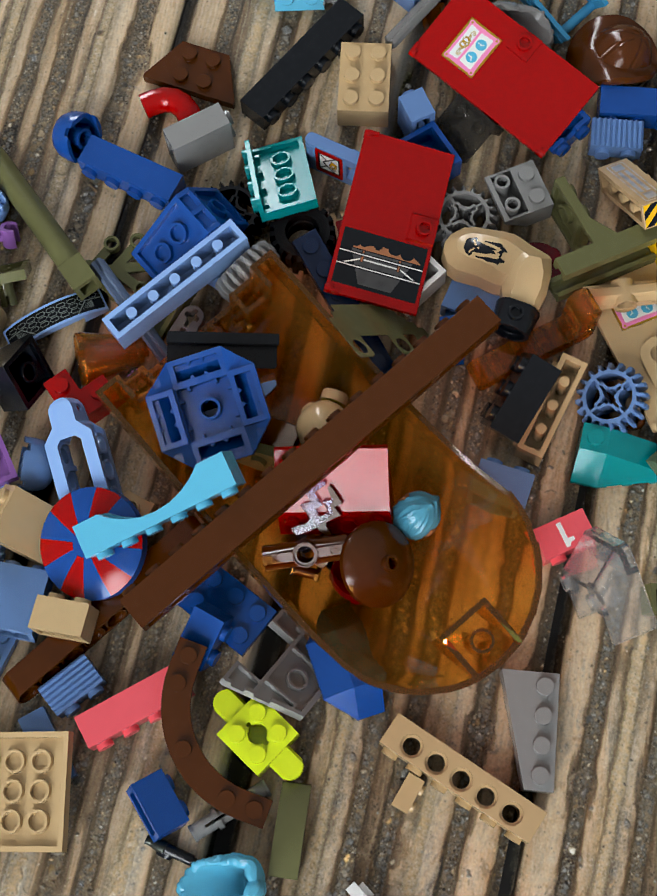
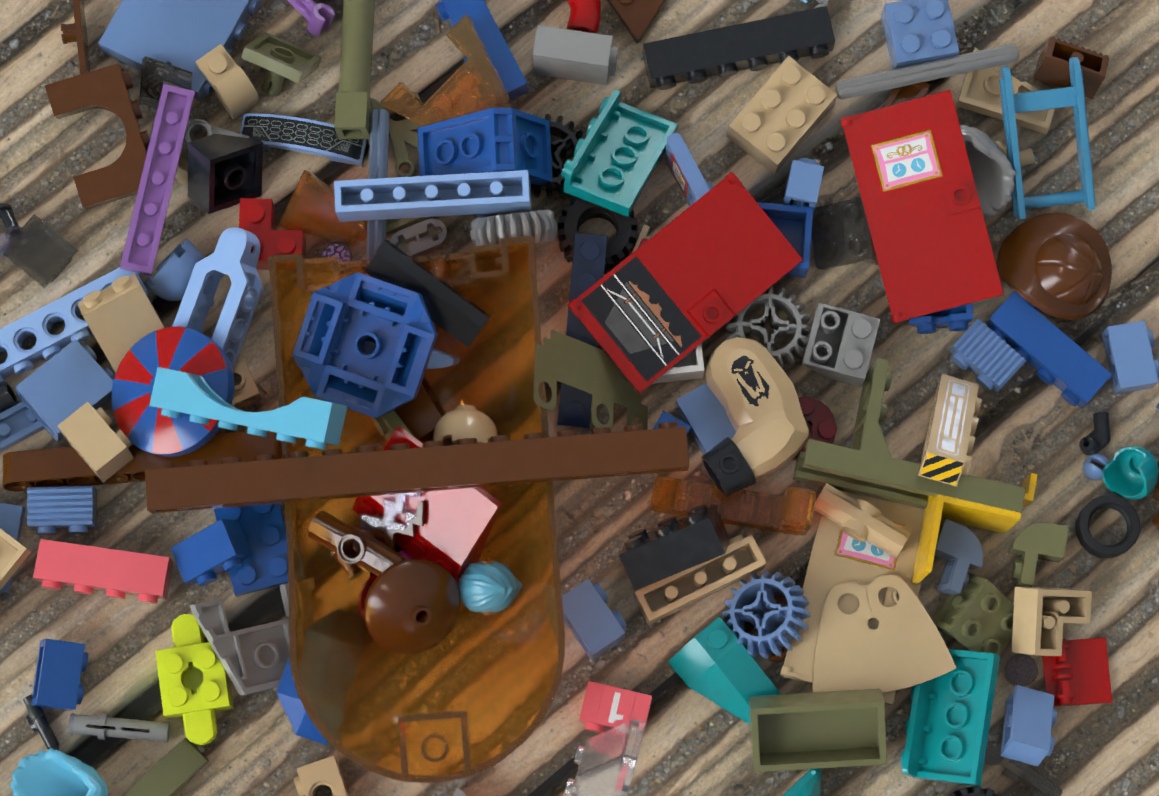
camera: 30 degrees right, 5 degrees up
(145, 205) = (467, 91): none -> clear orange wing
(186, 750) = (118, 644): reddish brown plate -> none
(335, 396) = (499, 418): tan tile -> none

